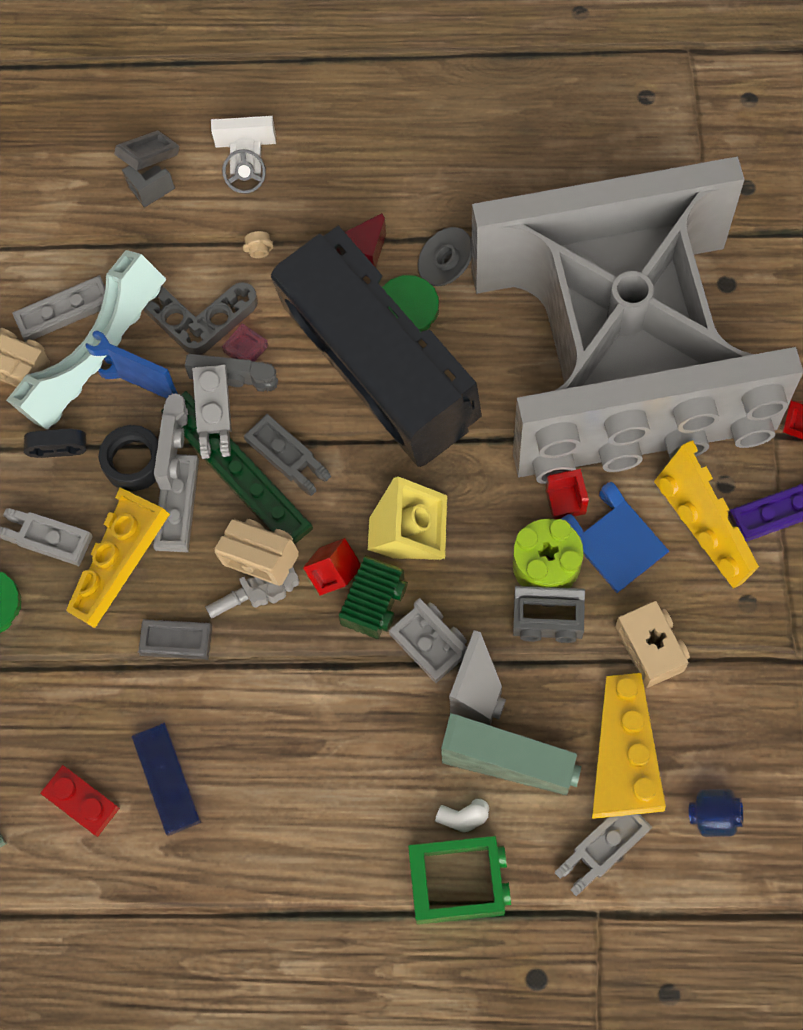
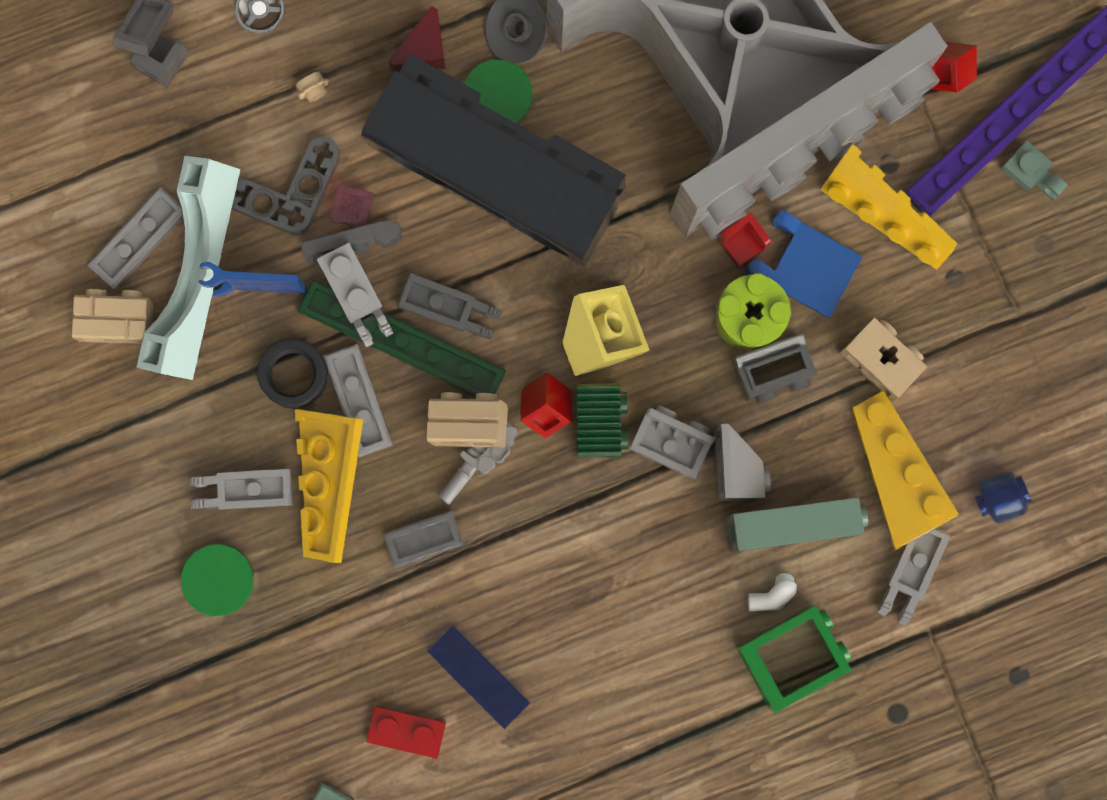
camera: 35 degrees left, 15 degrees up
(55, 443) = (206, 390): black beam -> none
(170, 439) = (327, 341): light grey hinge -> none

